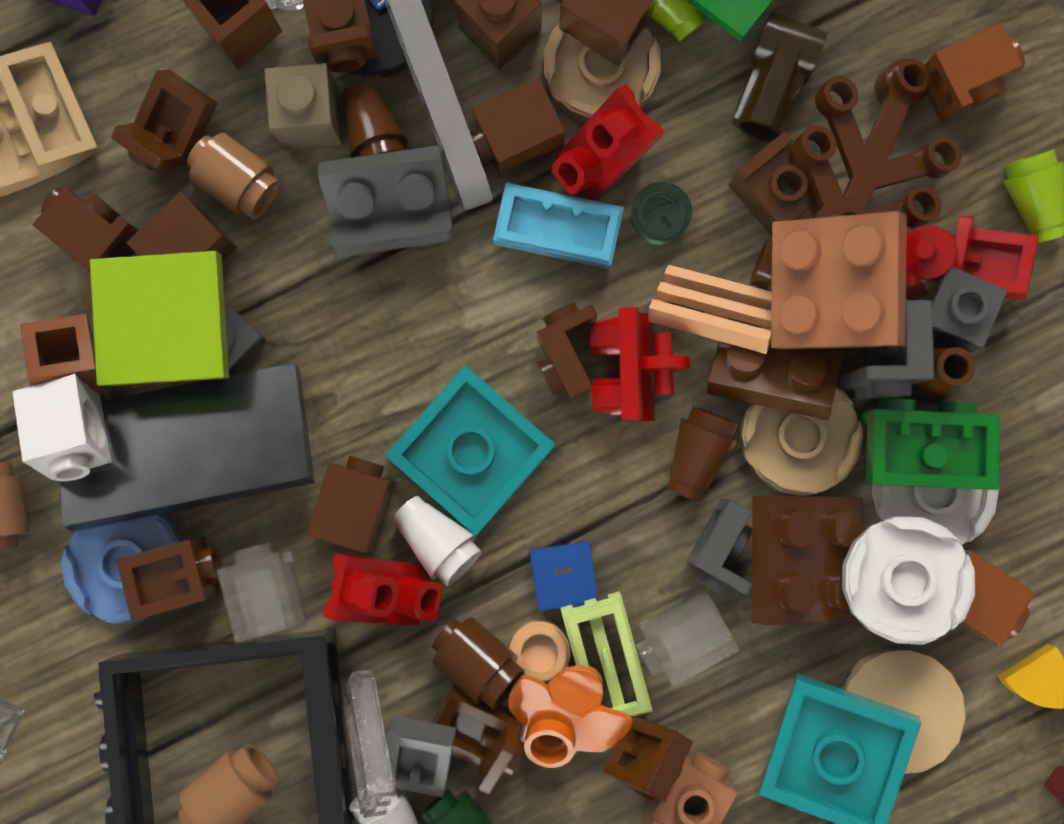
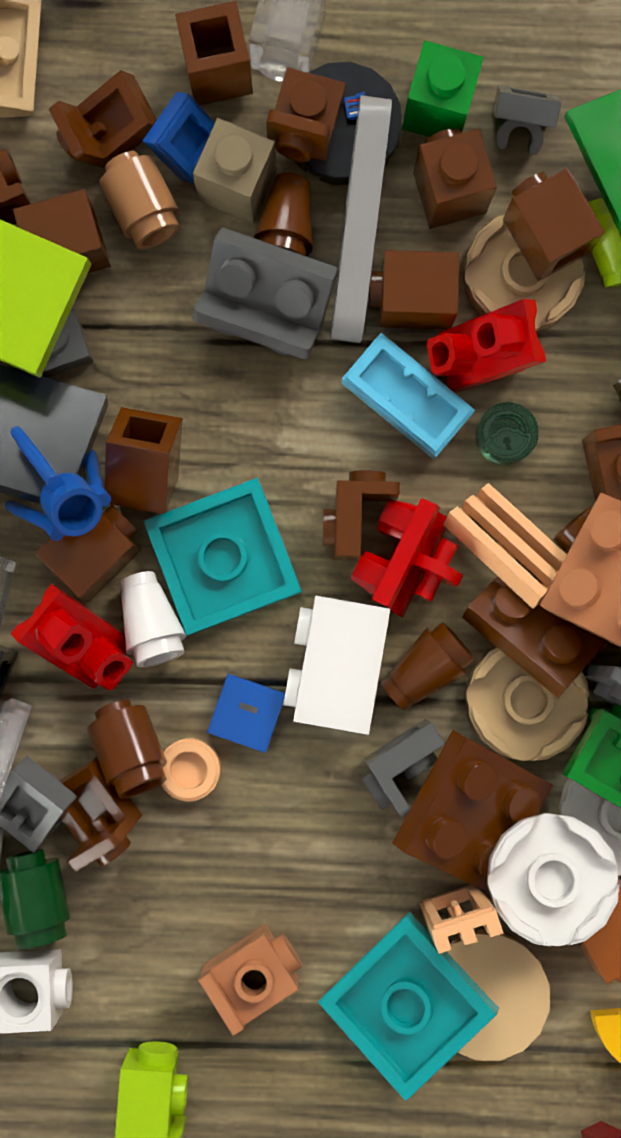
camera: 20 degrees right, 0 degrees up
(239, 101) = (180, 135): none -> blue tile
(310, 471) = (66, 498): none -> blue plant
(357, 403) = (143, 460): none -> reddish brown brick
(565, 716) = (180, 838): orange plate -> none
(593, 611) = (255, 758): yellowish green tile -> none
(622, 491) = (339, 664): none -> white brick
(649, 759) = (234, 915): reddish brown bracket -> none
(685, 639) = (324, 827): clear brick -> none
(847, 661) = (458, 921): none -> light nougat tile

